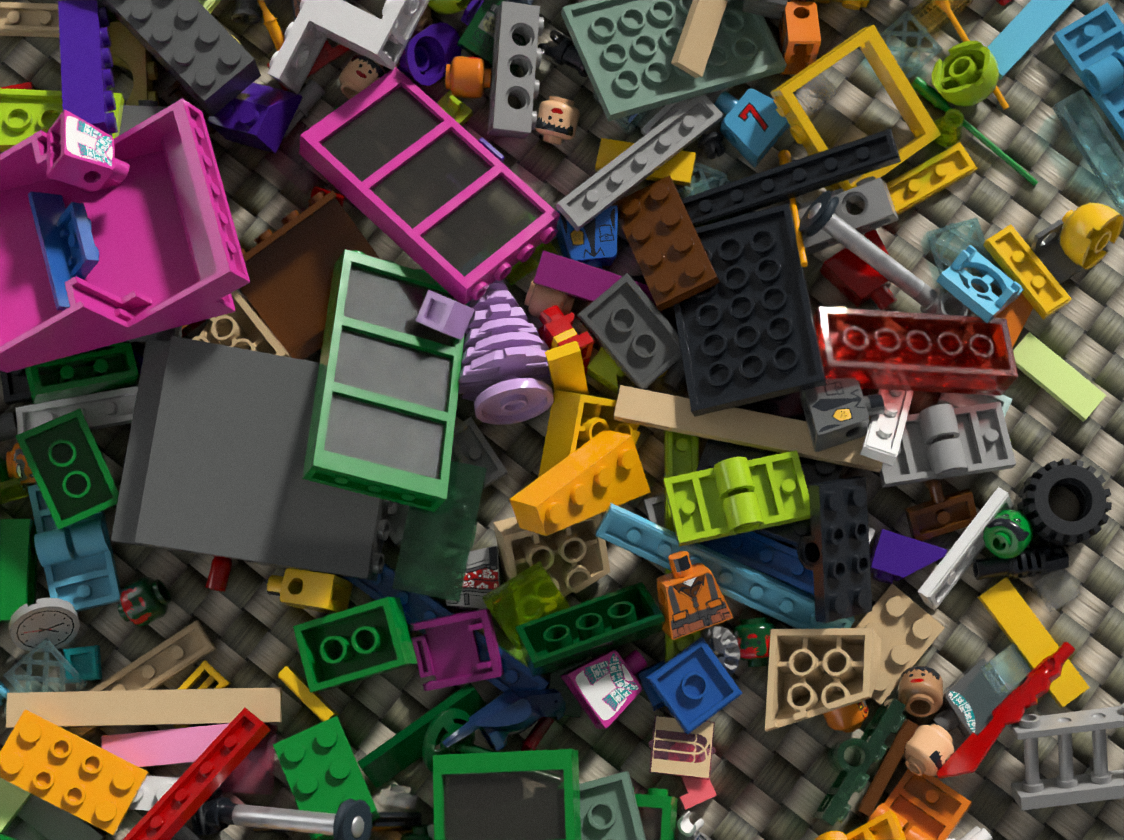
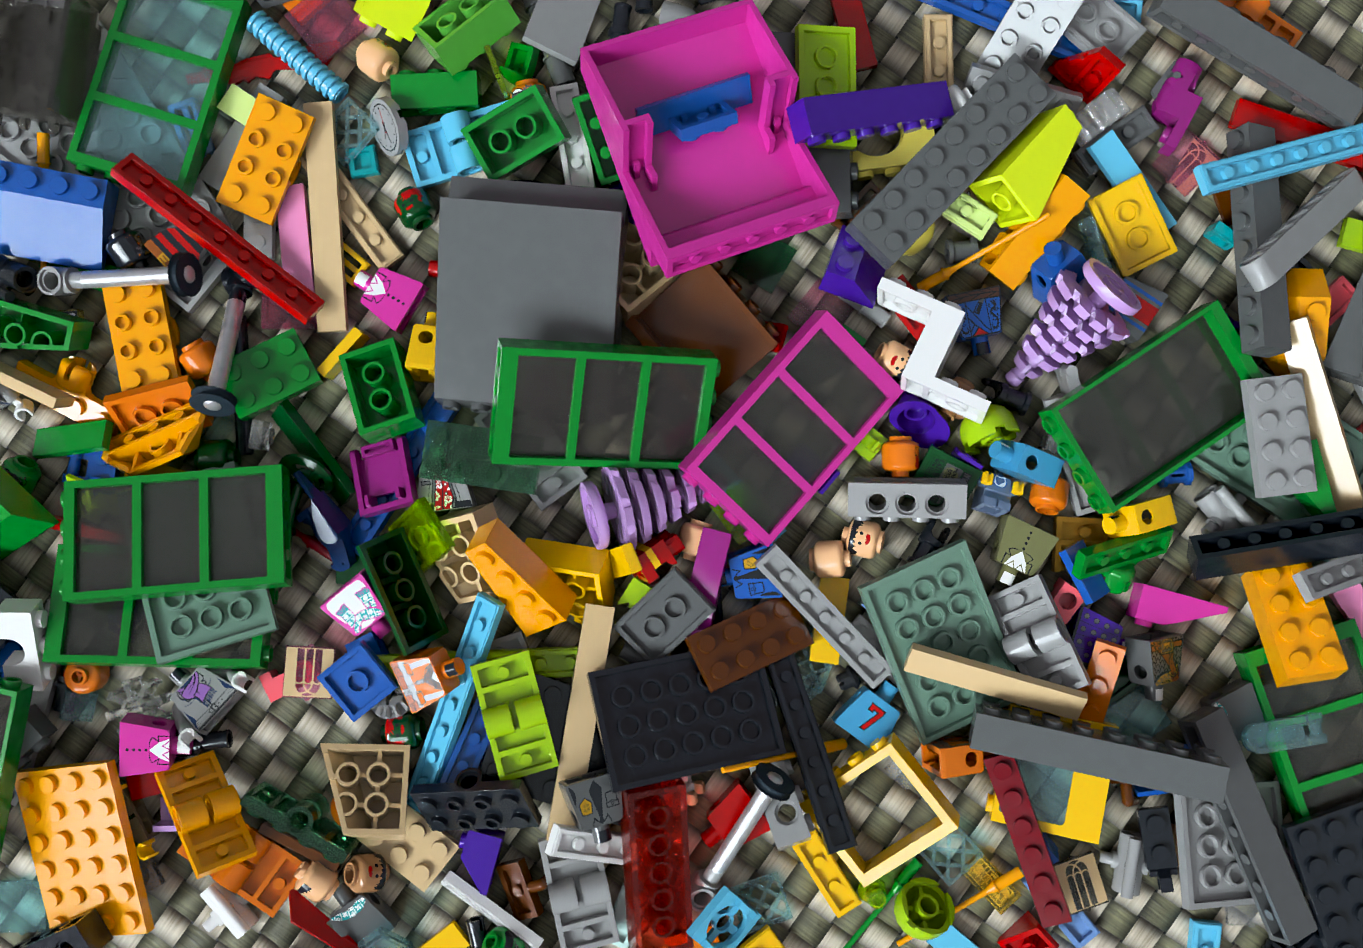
camera: 90 degrees right, 10 degrees up
(82, 154) = (778, 116): dark pink torso -> none
(244, 635) = (391, 296): none -> dark pink torso
(248, 213) = (765, 264): none -> clear green piece
(445, 315) = (664, 451): lavender panel -> none
(577, 157) = (829, 559): none -> light nougat head

